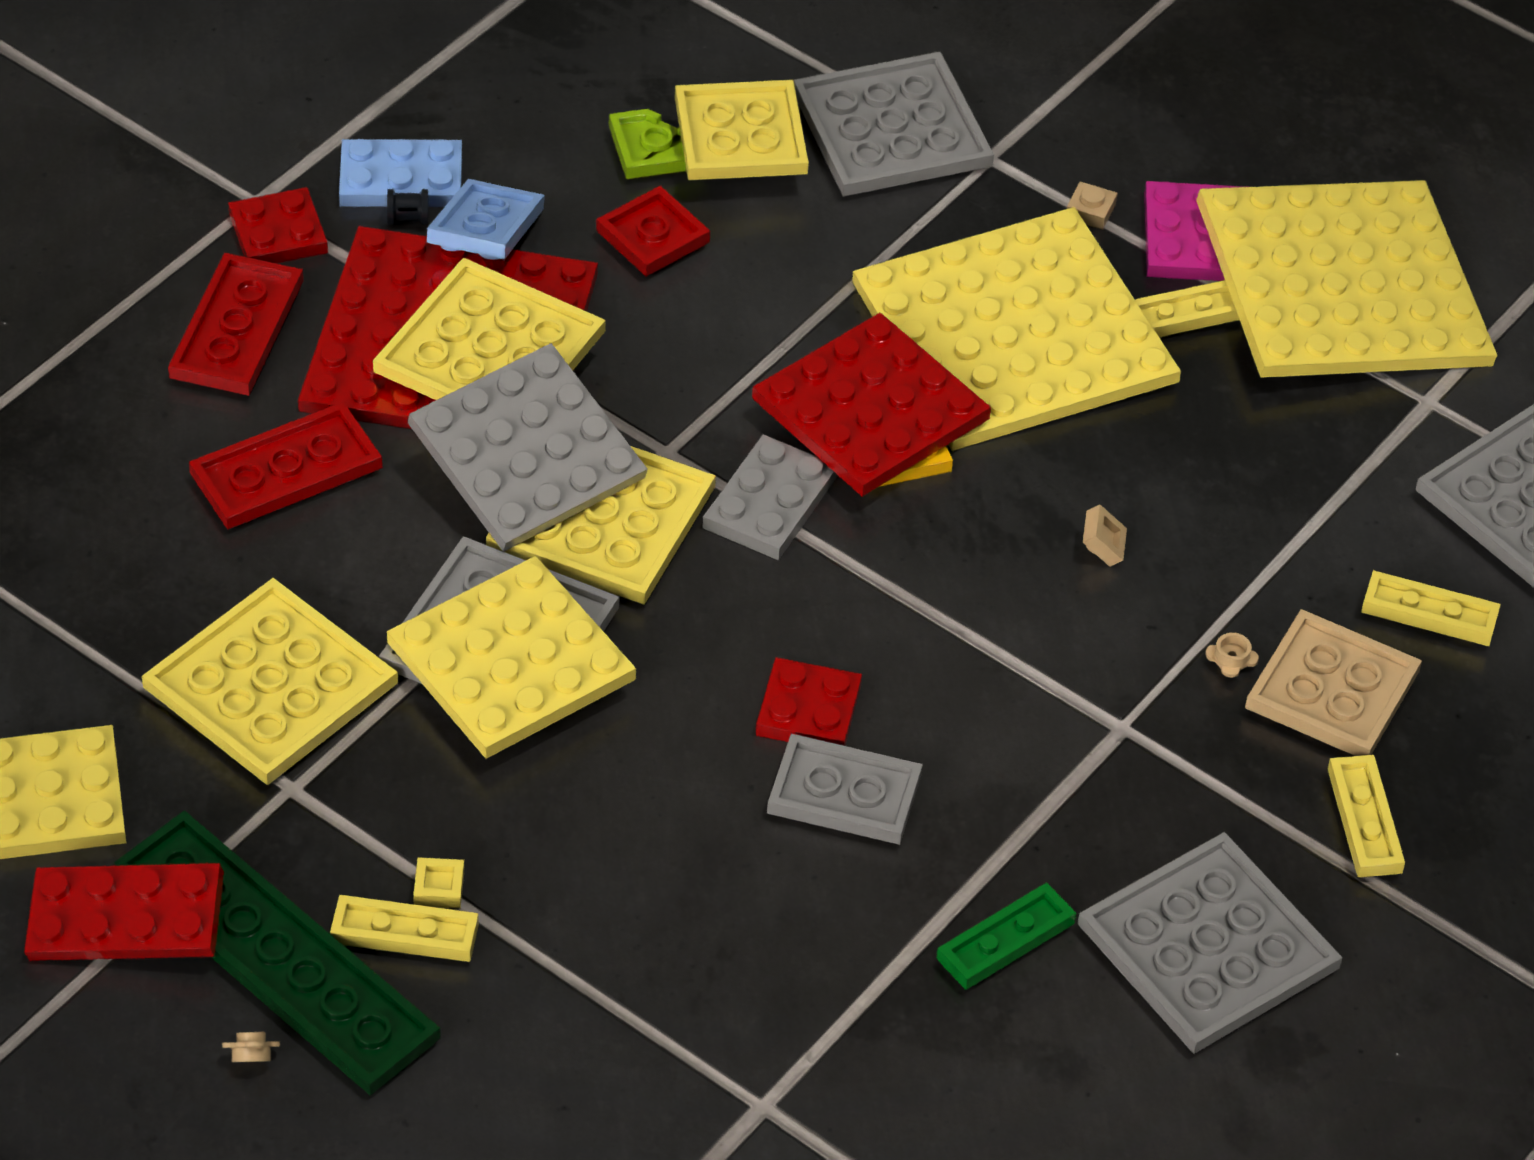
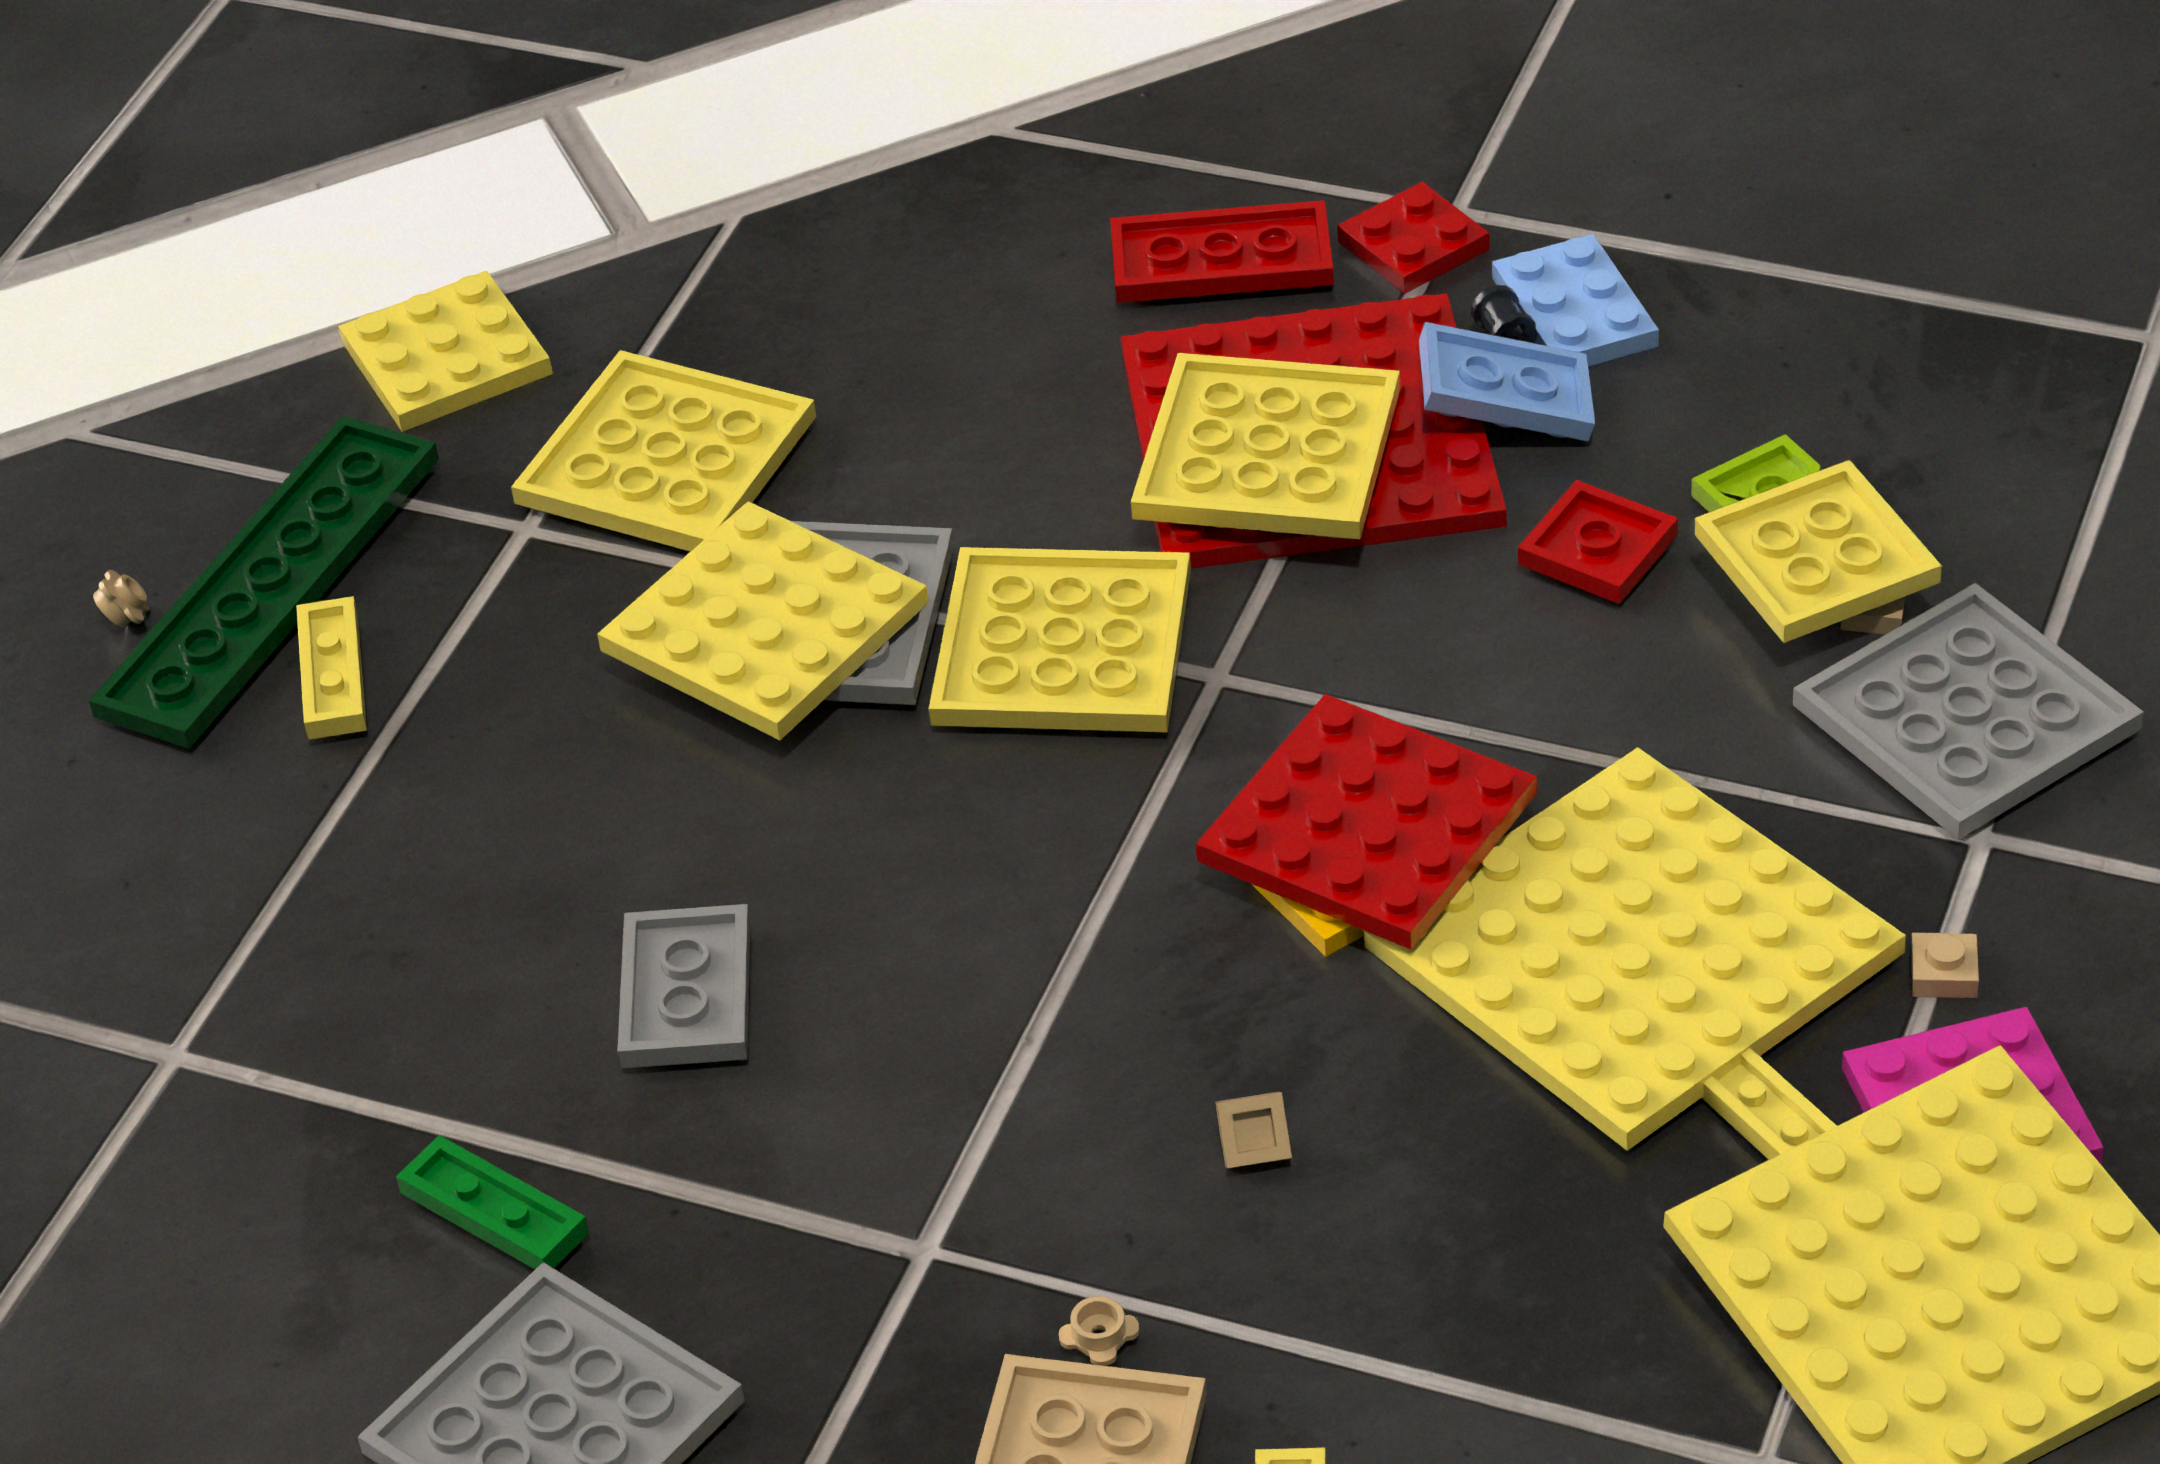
camera: 80 degrees right, 5 degrees down
(124, 912) = (273, 444): red plate -> none
(285, 465) = (1009, 360): red plate -> none
(439, 882) = (407, 674): light yellow plate -> none
(527, 446) = (1097, 520): light grey plate -> none
(769, 497) = (1163, 783): light grey plate -> none
(808, 702) = (825, 921): red plate -> none

